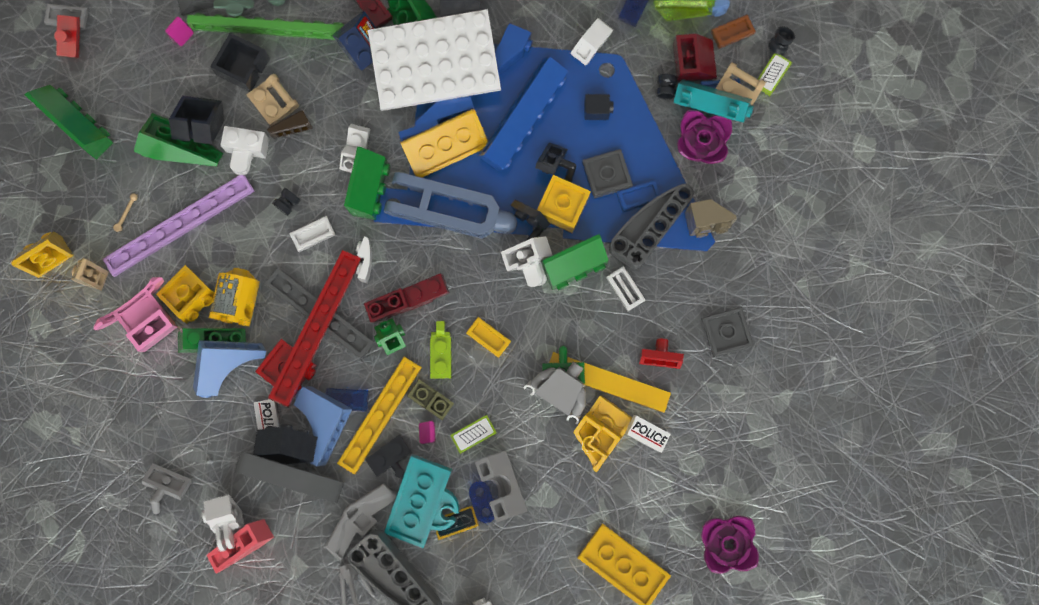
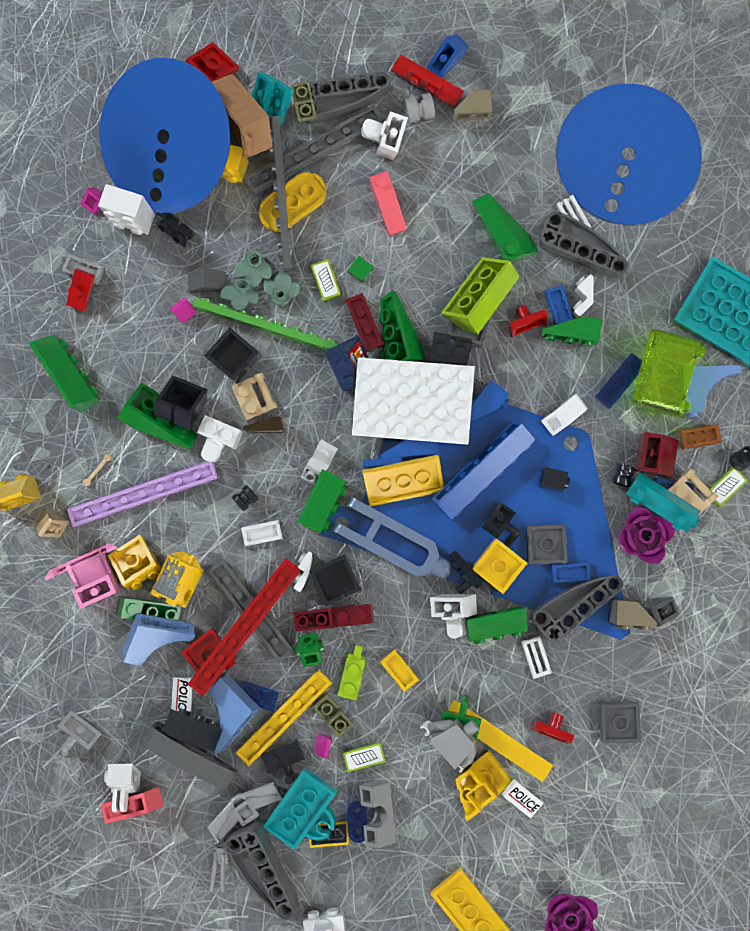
camera: 20 degrees right, 5 degrees up
(399, 259) = (335, 579): none -> black piece
(743, 209) = (662, 610): none -> dark grey slope

